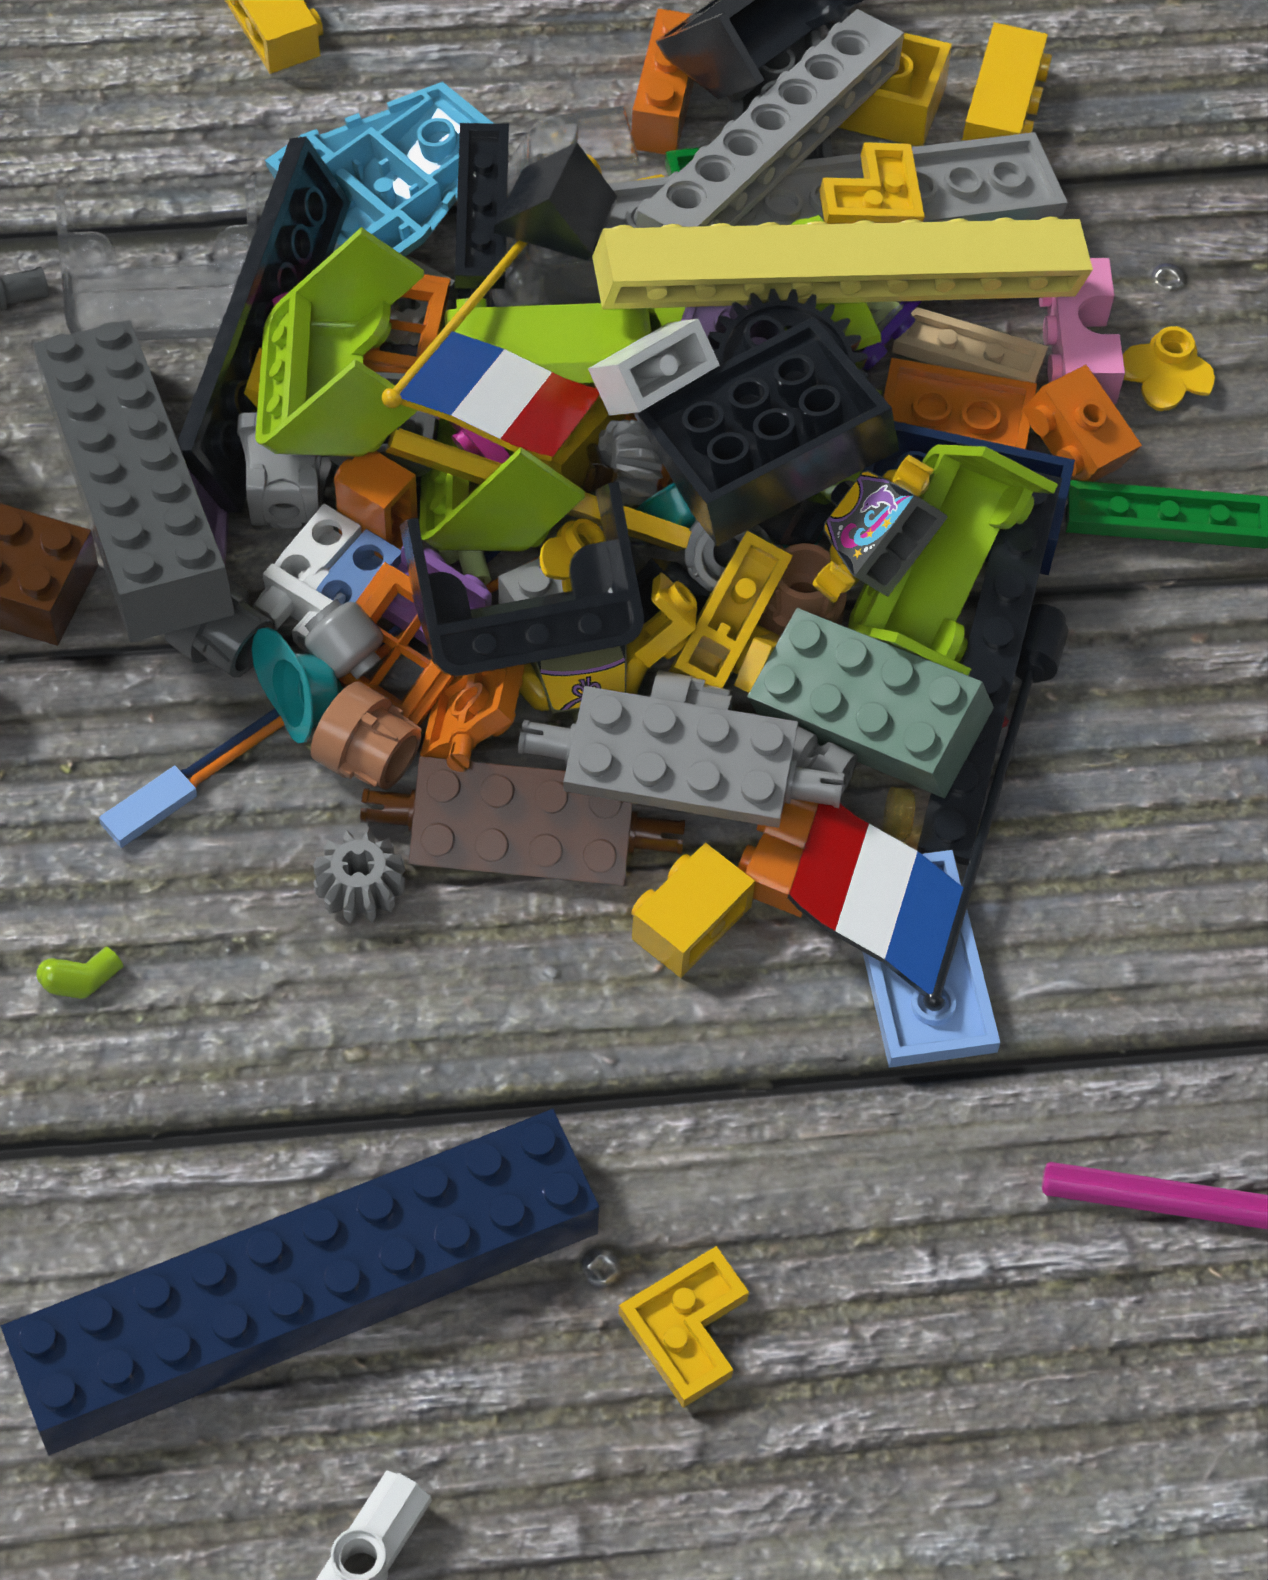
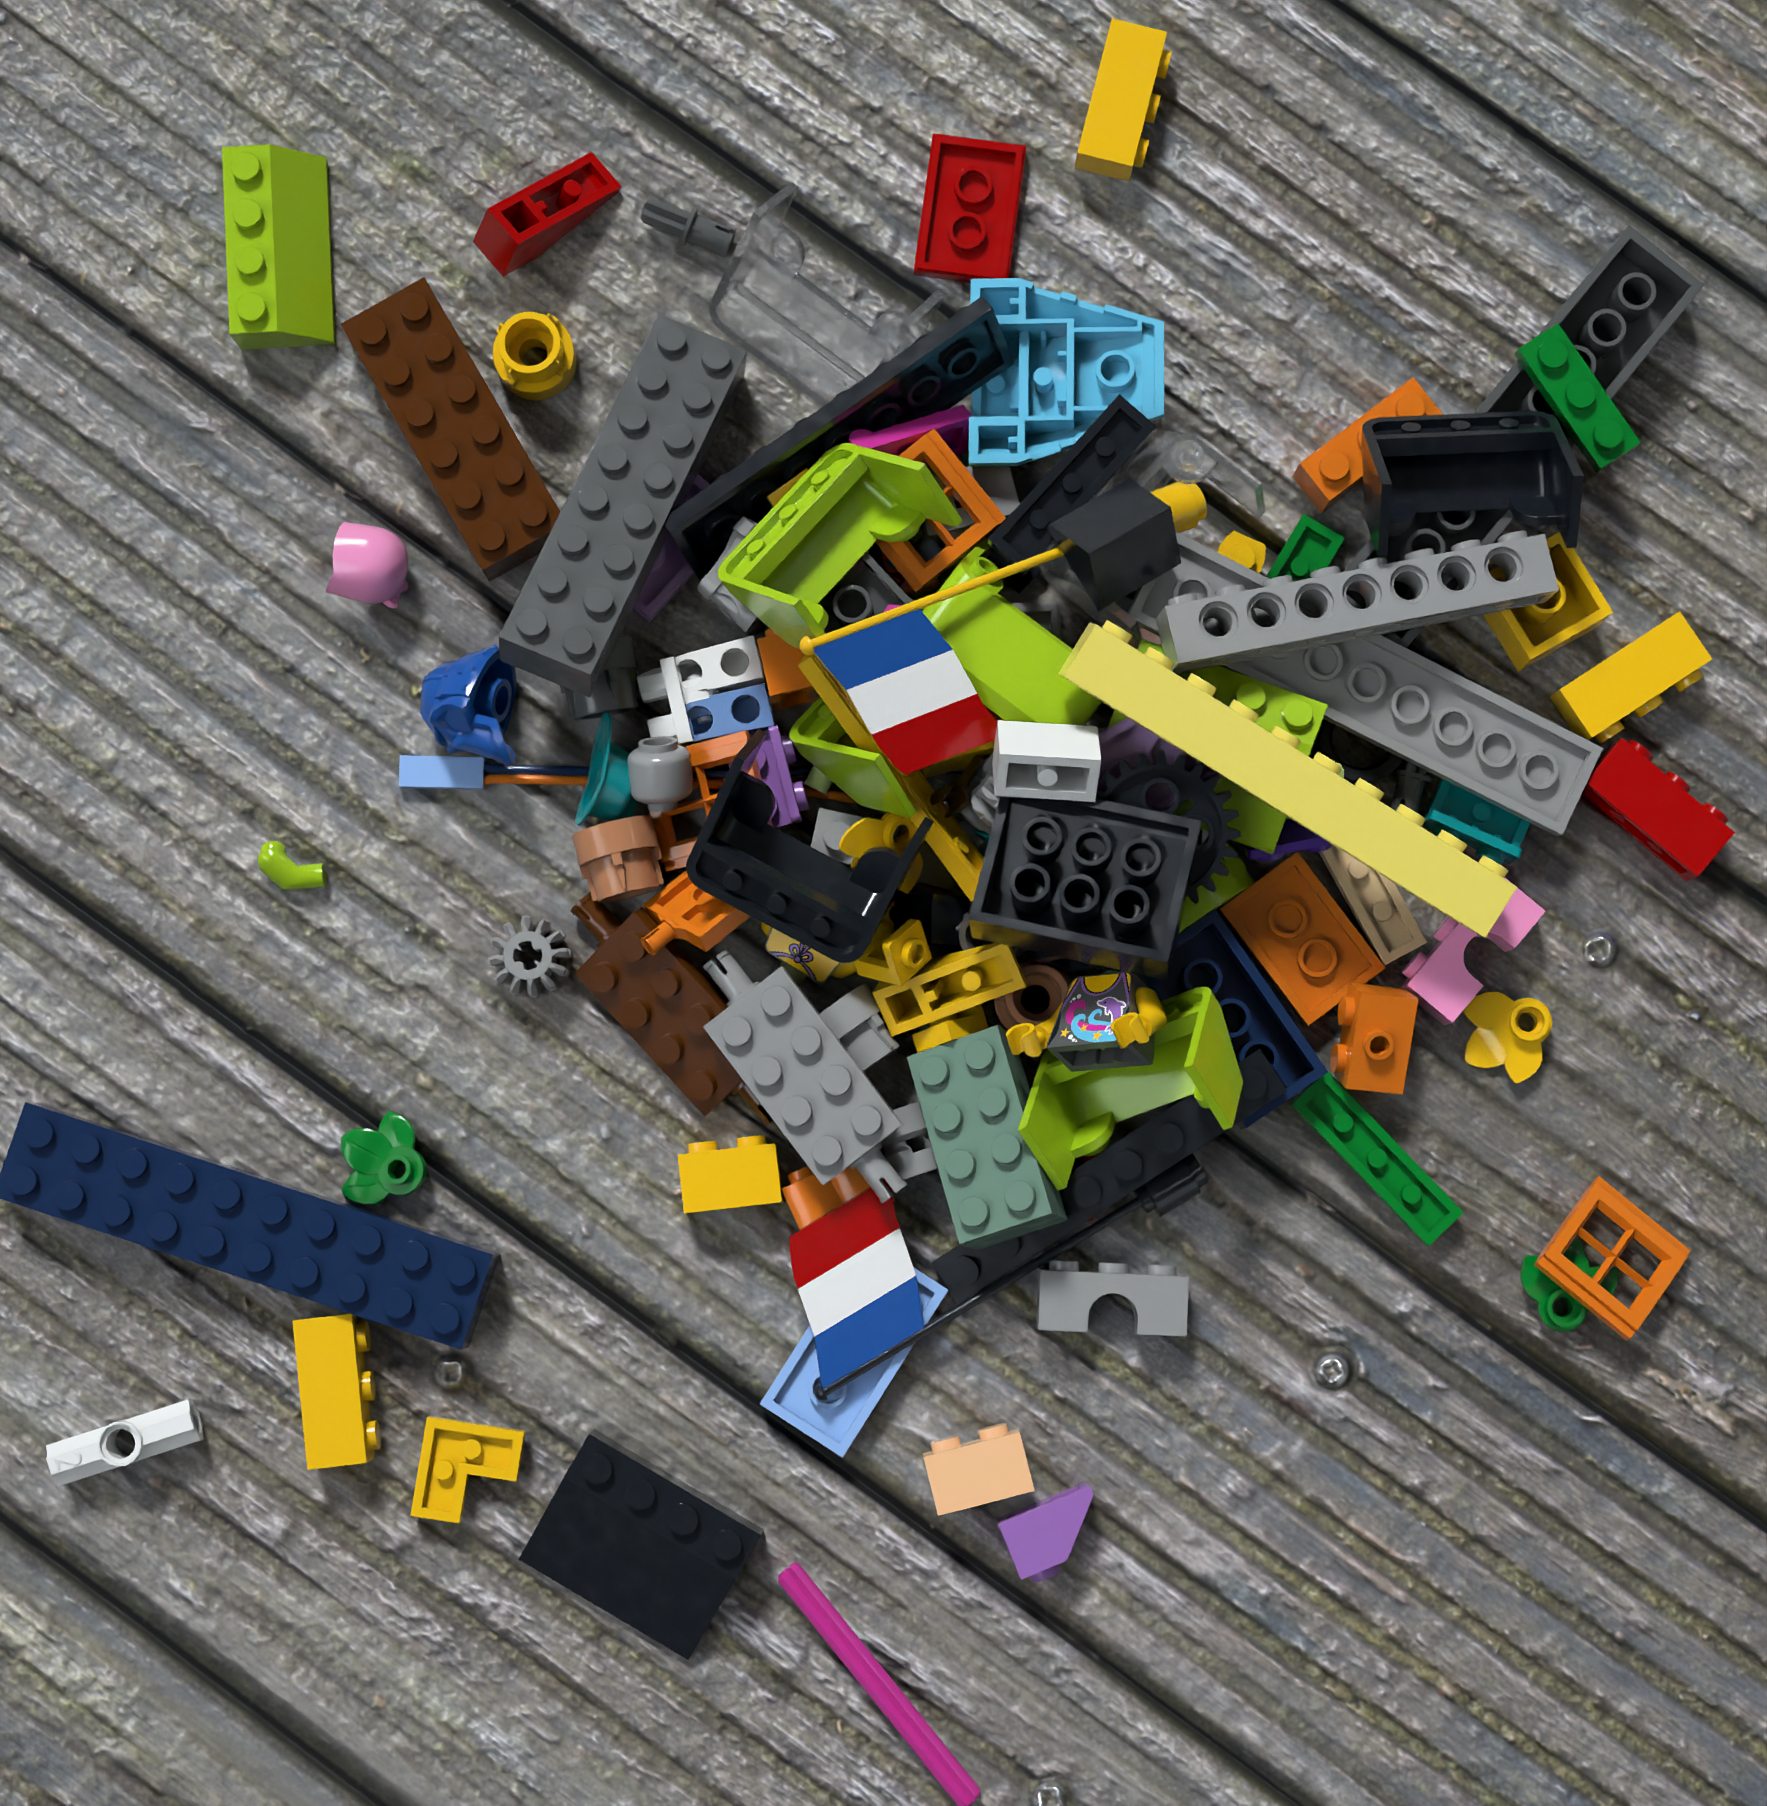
camera: 45 degrees right, 25 degrees up
(132, 725) = (471, 704): none -> blue head
(211, 143) = (969, 209): none -> red tile
(370, 1135) = (375, 1158): none -> green plate
(515, 1353) = (335, 1390): none -> yellow brick
(884, 195) = (1401, 729): yellow plate -> none
(899, 813) = (937, 1231): clear yellow tile -> none
(905, 1255) = (640, 1544): none -> black slope
(1112, 731) = (1156, 1297): none -> light grey arch
(1115, 156) = (1657, 809): none -> red brick
(1116, 960) = (977, 1469): none -> light nougat brick
(1216, 968) = (1045, 1531): none -> medium lavender slope

